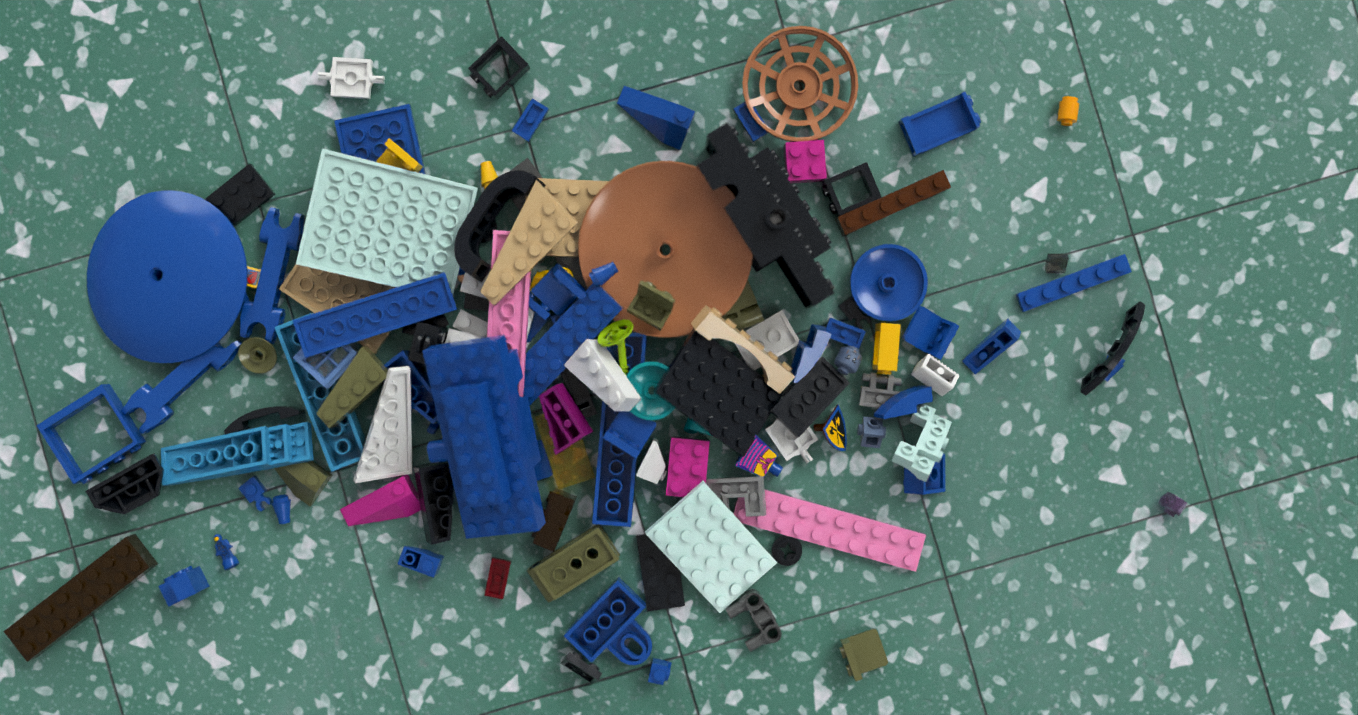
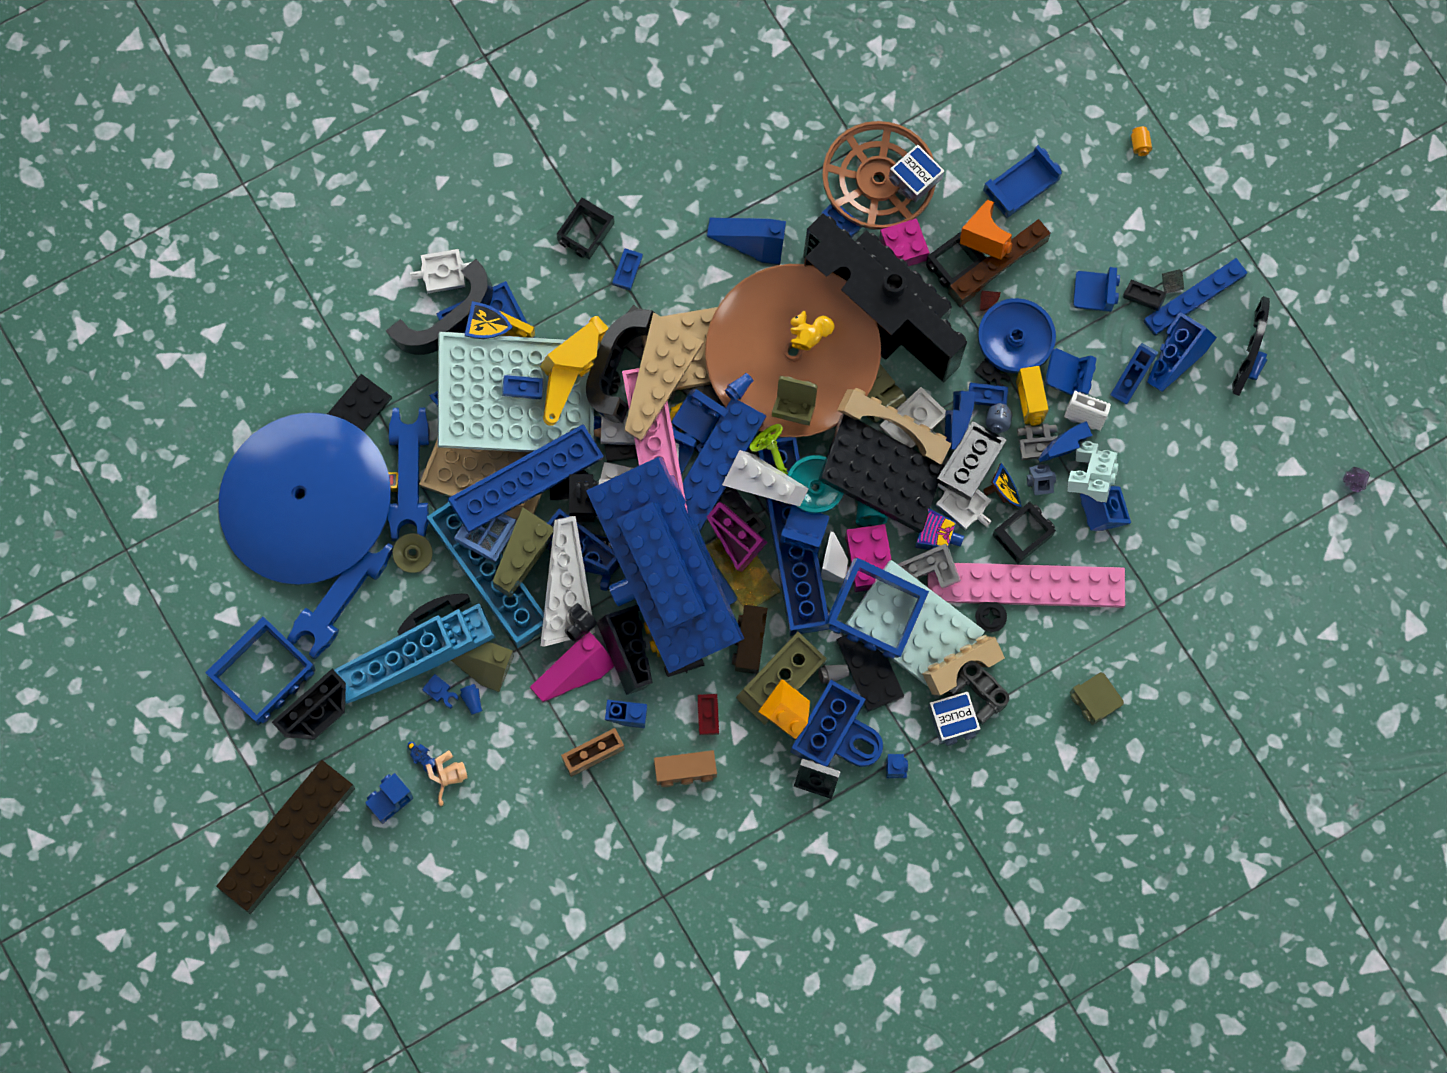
camera: 20 degrees left, 15 degrees down
(245, 576) = (449, 775): none -> light nougat piece
(351, 134) = (426, 341): none -> black arch
(372, 148) = (486, 322): none -> shield
(380, 590) = (592, 752): none -> medium nougat brick
(393, 222) = (522, 387): none -> blue plate
(398, 467) = (583, 622): none -> black piece
(438, 212) = (564, 365): none -> yellow slope
(463, 624) = (685, 768): none -> medium nougat brick
(568, 600) = (787, 709): none -> light orange slope
(624, 568) = (832, 672): none -> light grey cone
(665, 487) = (887, 578): none -> blue window
(683, 241) = (808, 334): none -> yellow animal
(724, 601) = (943, 676): none -> tan arch
(725, 640) = (954, 718): none -> piece
(835, 94) = (916, 174): none -> piece
(857, 461) = (1010, 545): none -> black window
(872, 236) = (988, 299): none -> clear red tile
(885, 175) = (984, 235): none -> orange arch
(979, 253) = (1096, 290): none -> blue bracket
(1024, 270) = (1144, 295): none -> black plate
(1045, 333) = (1183, 347): none -> blue wedge

